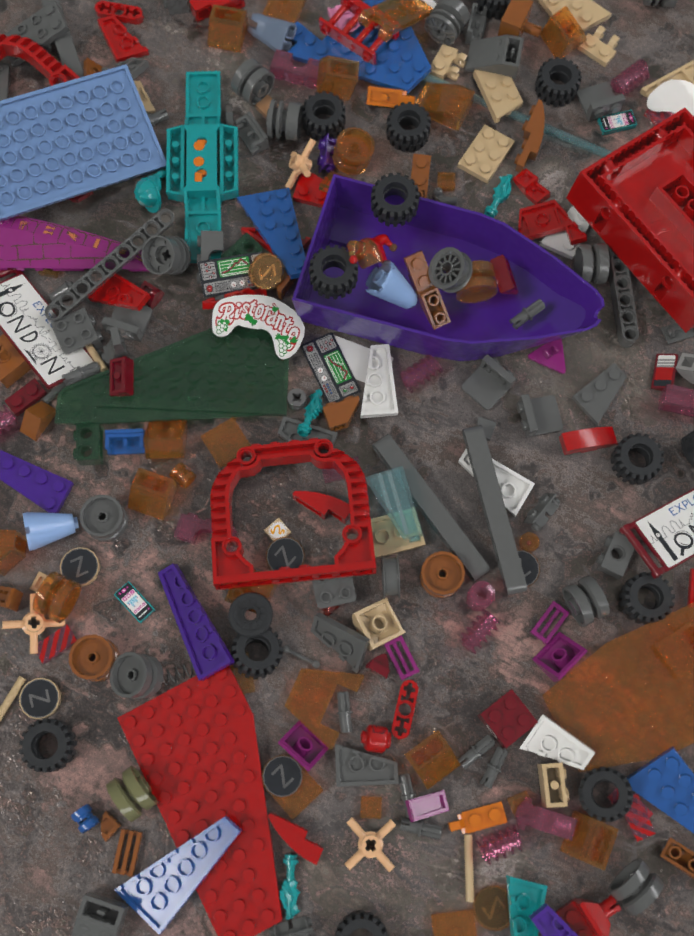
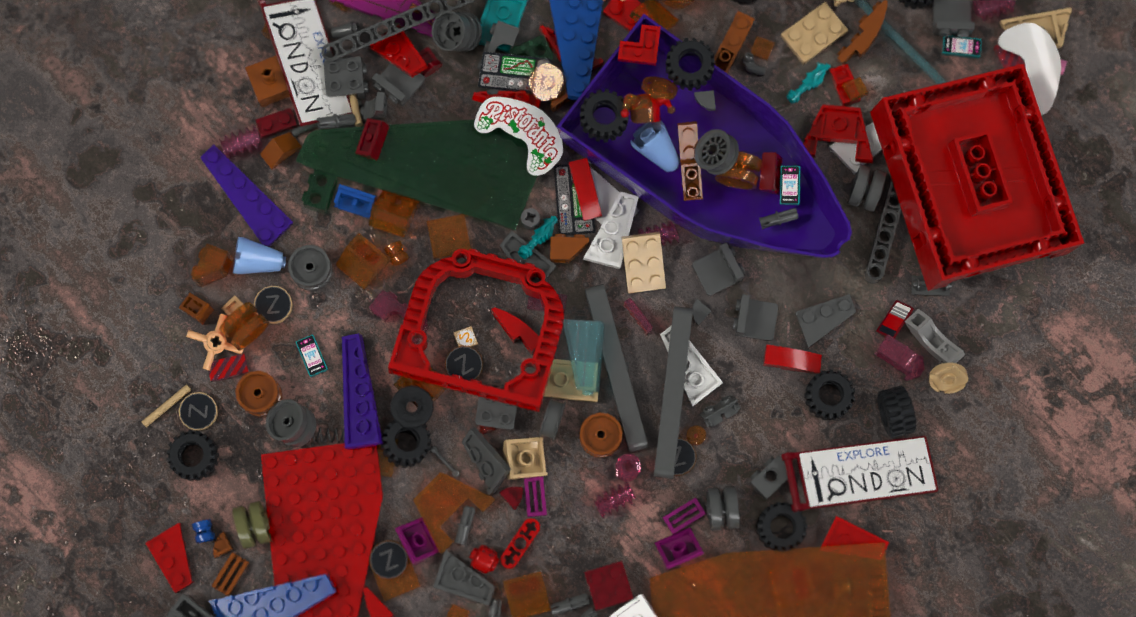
camera: 20 degrees right, 5 degrees up
(61, 859) = (171, 557): none -> red wing
(337, 354) = (585, 189): none -> red slope
(346, 205) = (643, 52): none -> red plate
(375, 230) = (659, 88): none -> clear orange wheel
(417, 400) = (643, 262): none -> tan plate
(421, 227) = (706, 99): none -> dark grey tile
(431, 451) = (638, 316): none -> clear pink tile
(526, 280) = (790, 185): none -> tile
(543, 186) = (855, 89): none -> clear orange tile
(550, 356) = (791, 265): magenta piece -> none

